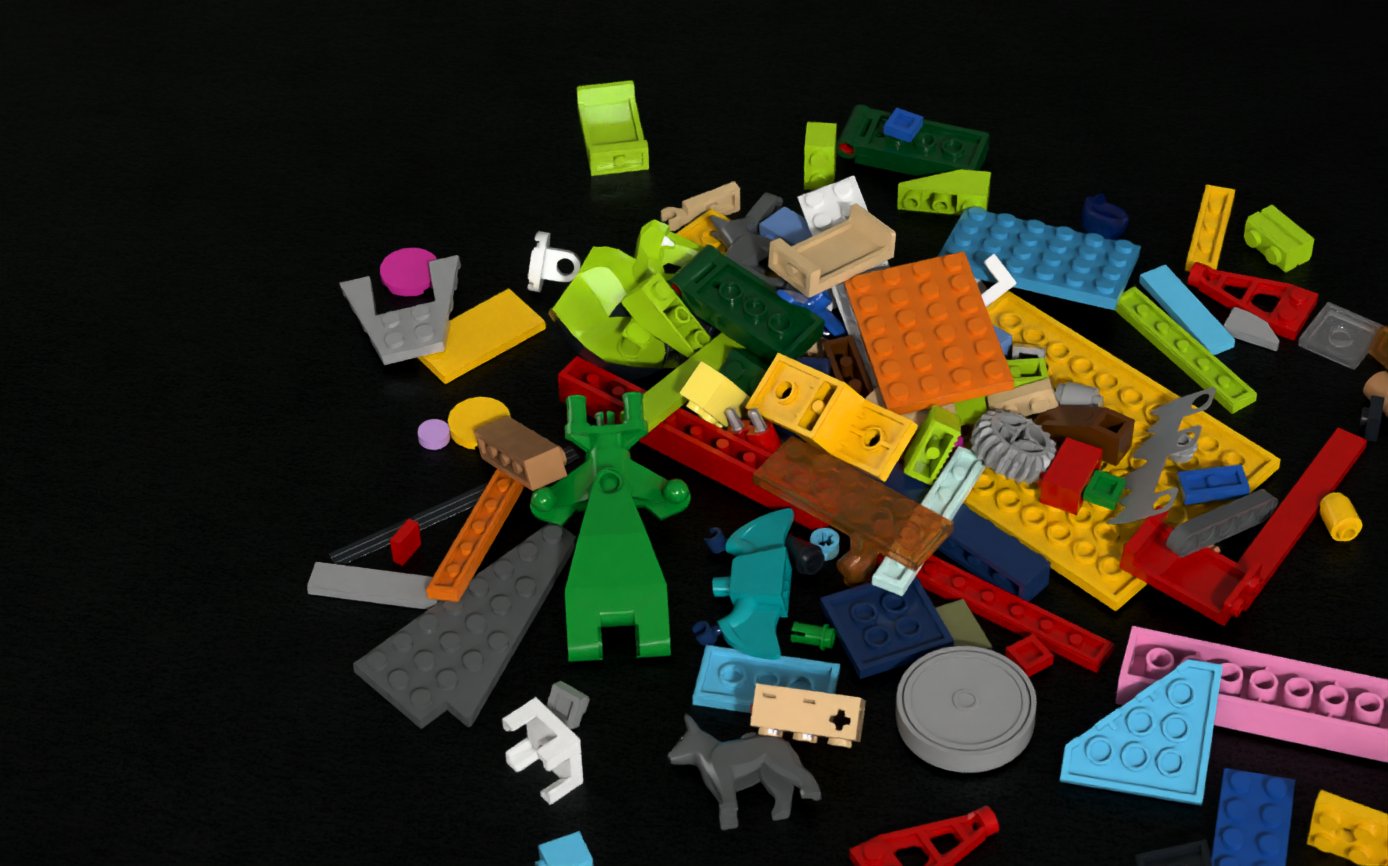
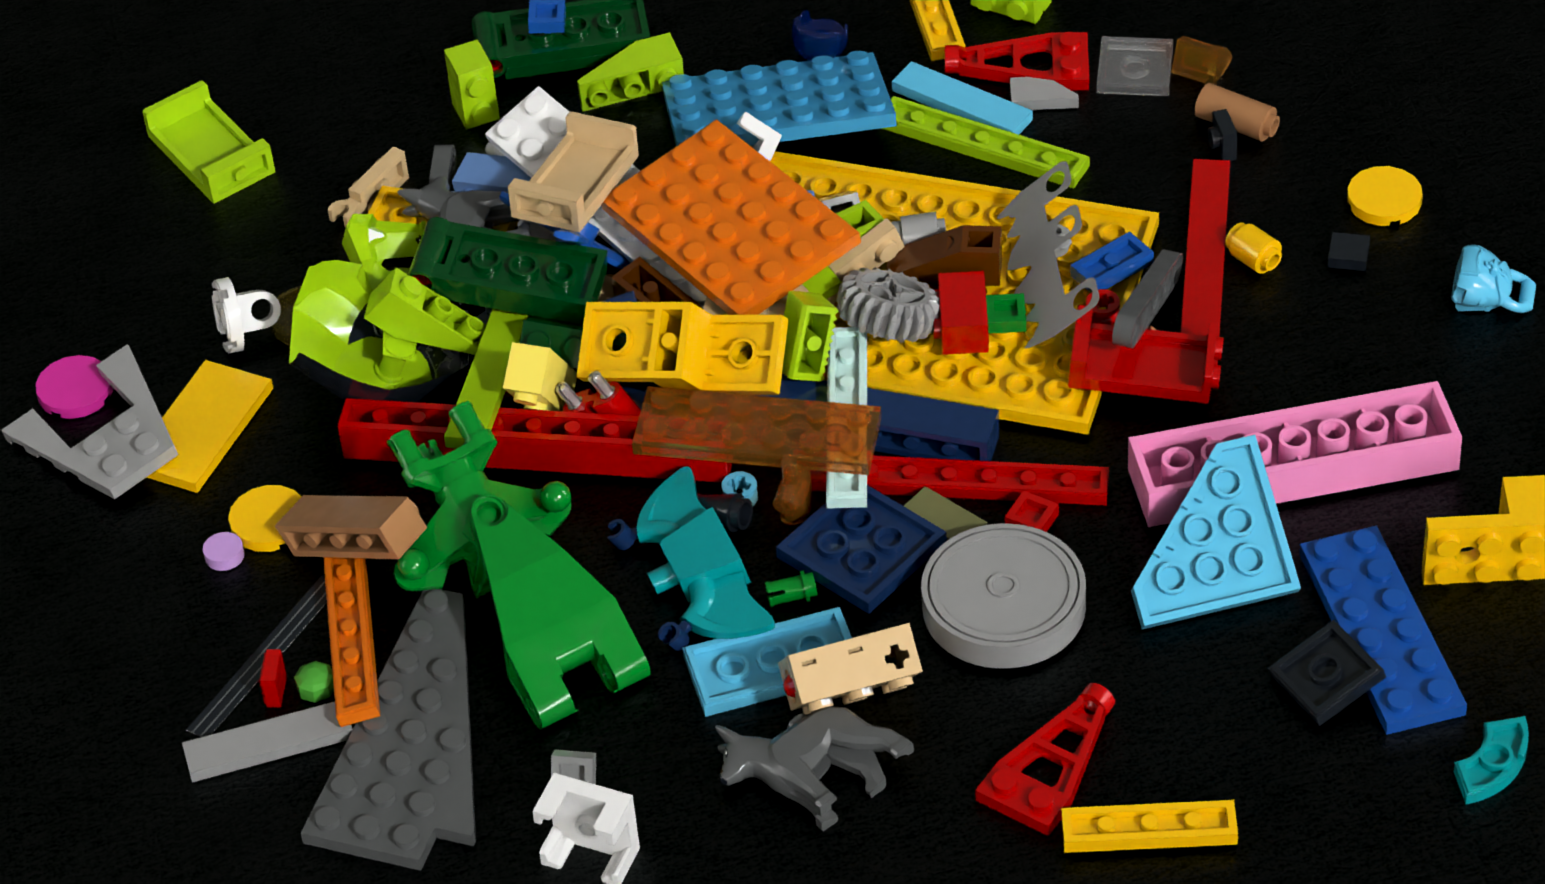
camera: 25 degrees left, 0 degrees up
(432, 555) = (314, 681): none -> bright green tile
(1181, 508) = (1110, 301): none -> red bush

